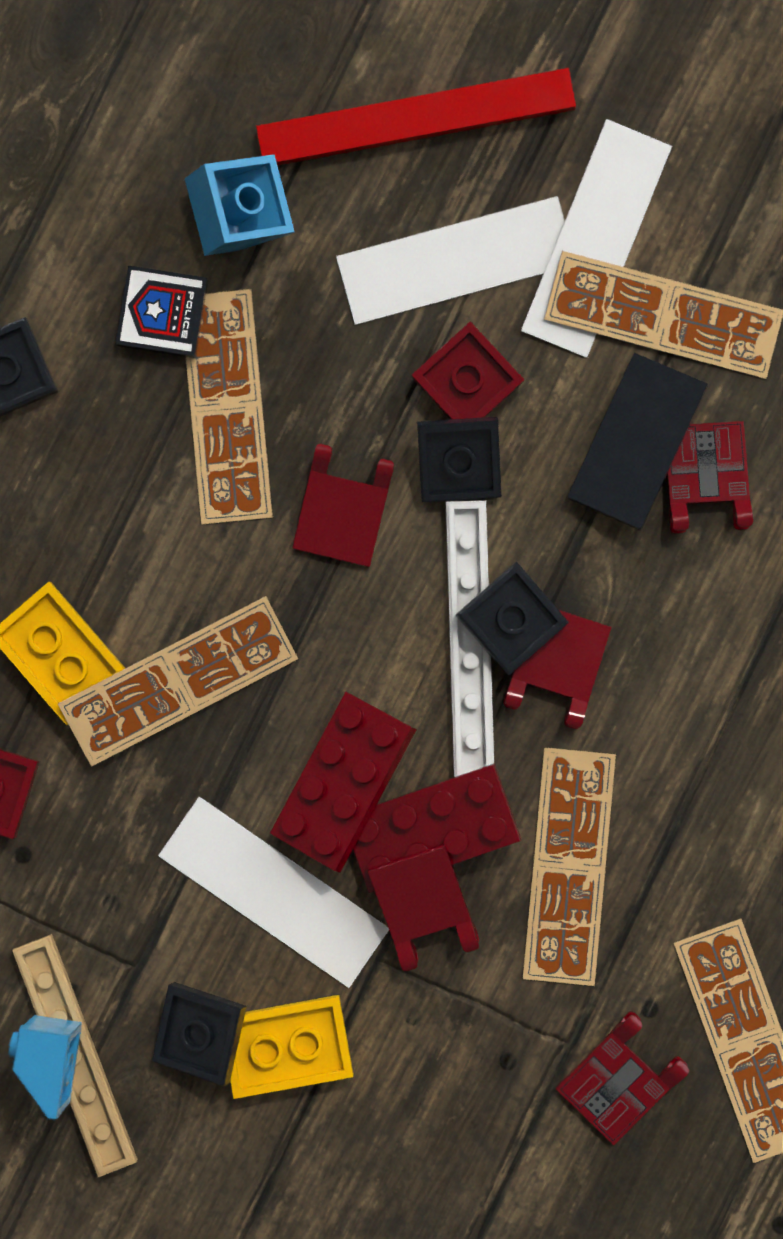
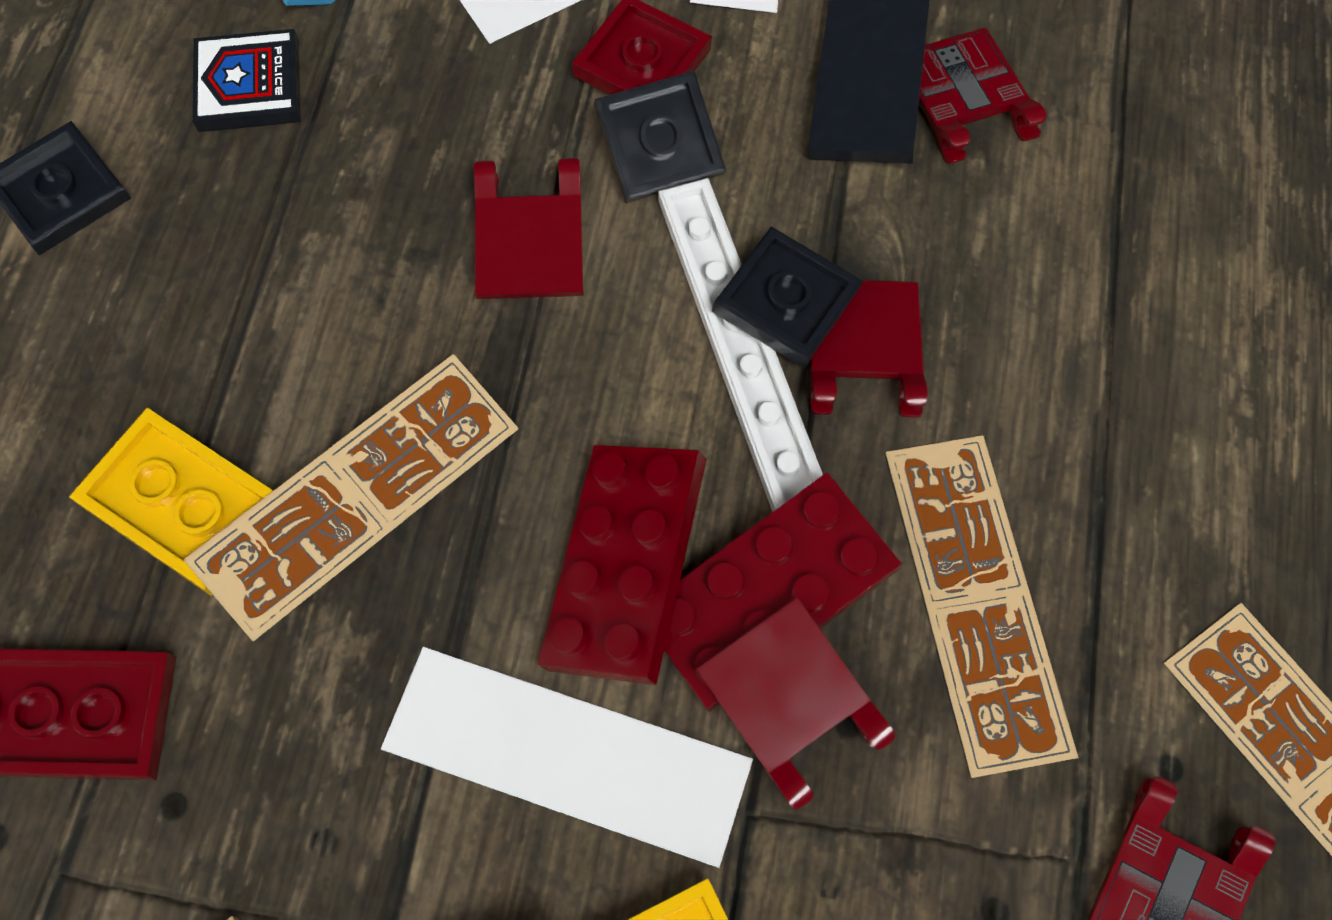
camera: 15 degrees left, 20 degrees down
(228, 413) = (357, 175): sticker -> none

